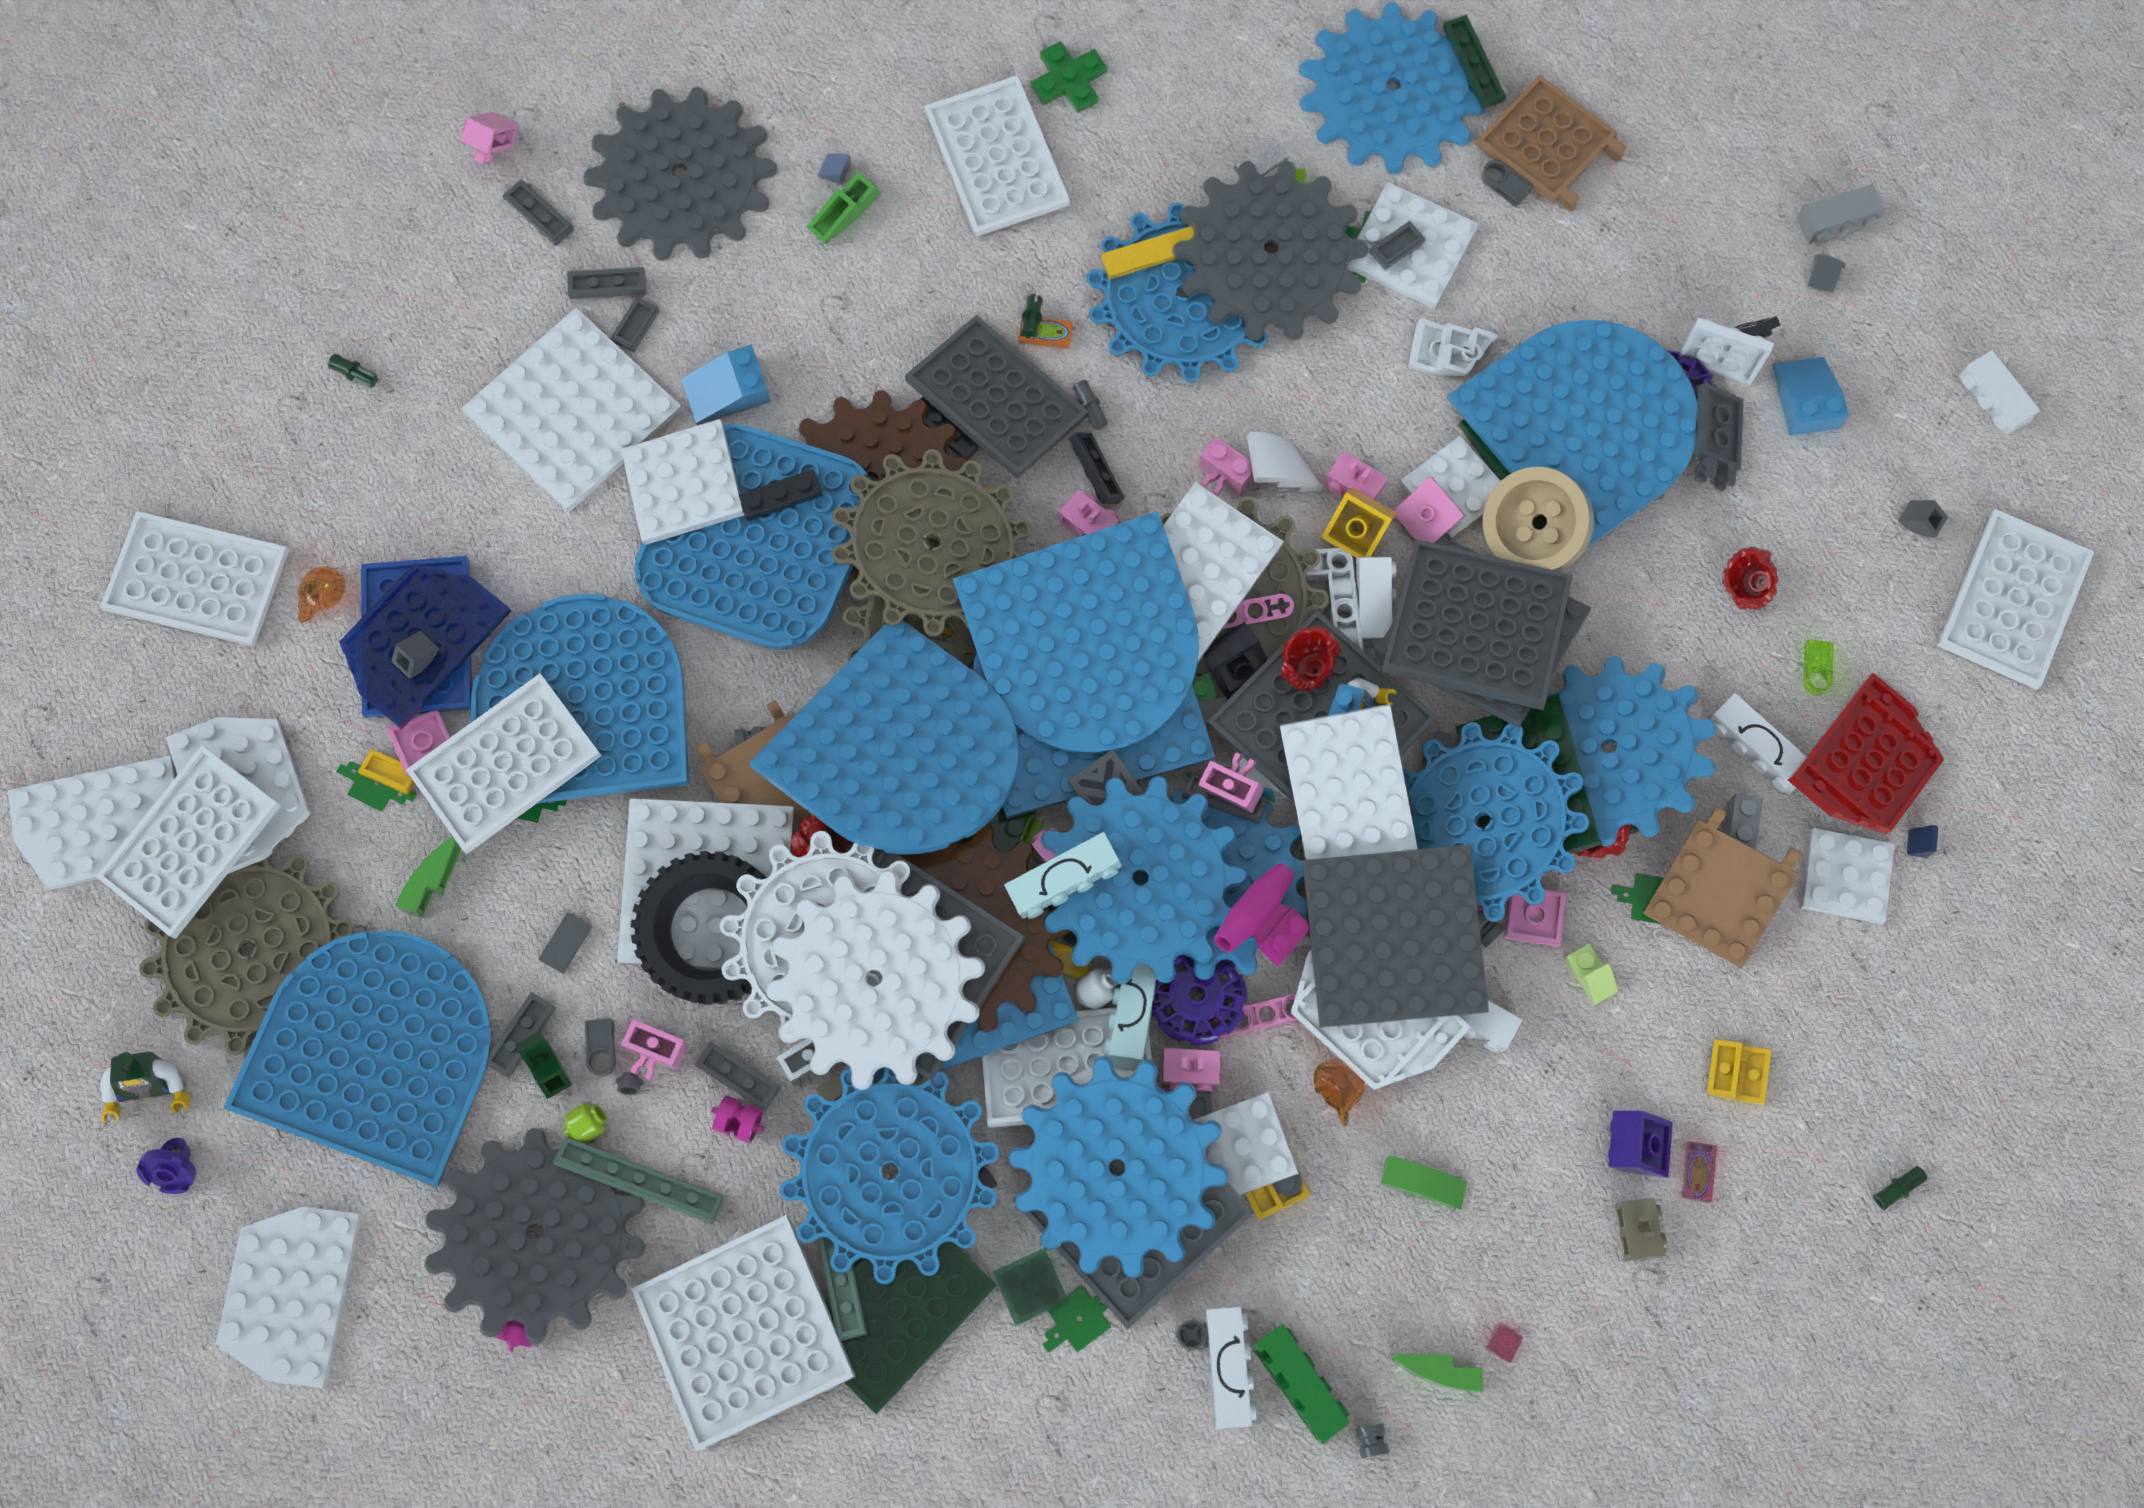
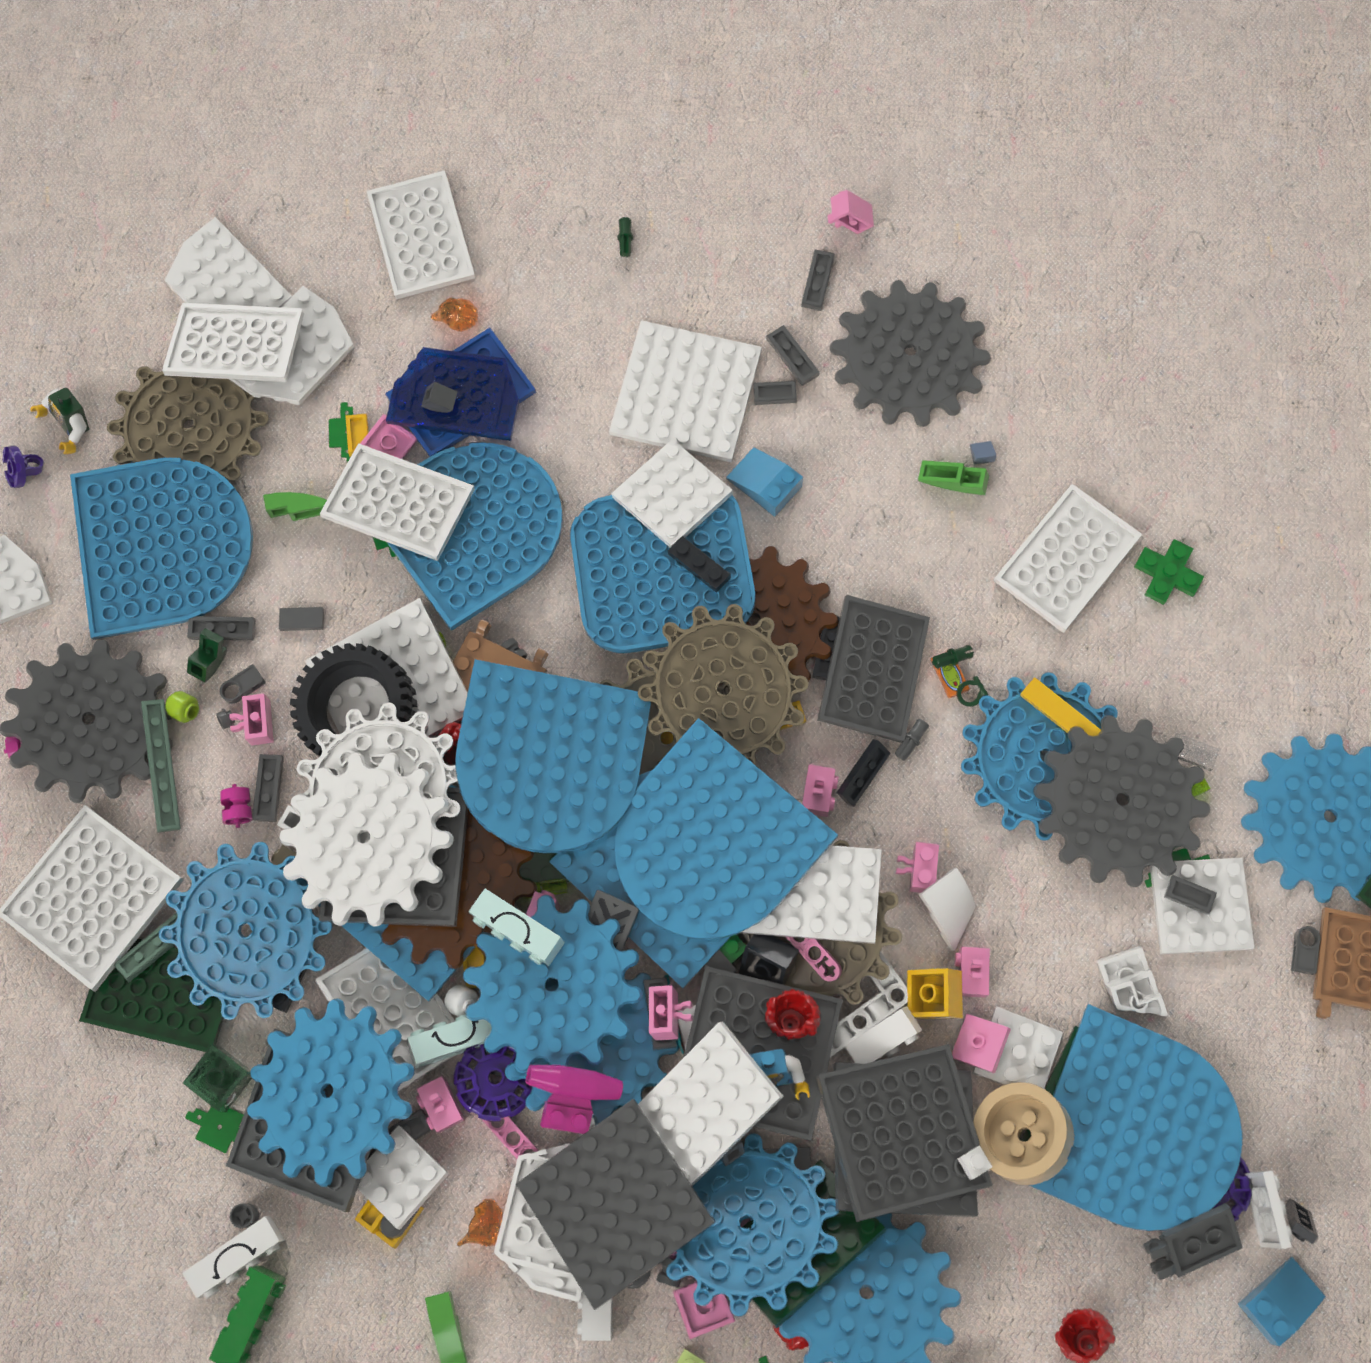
camera: 65 degrees right, 0 degrees up
(1084, 312) = (981, 693): none -> dark green piece
(1543, 576) = (974, 1162): none -> white plate

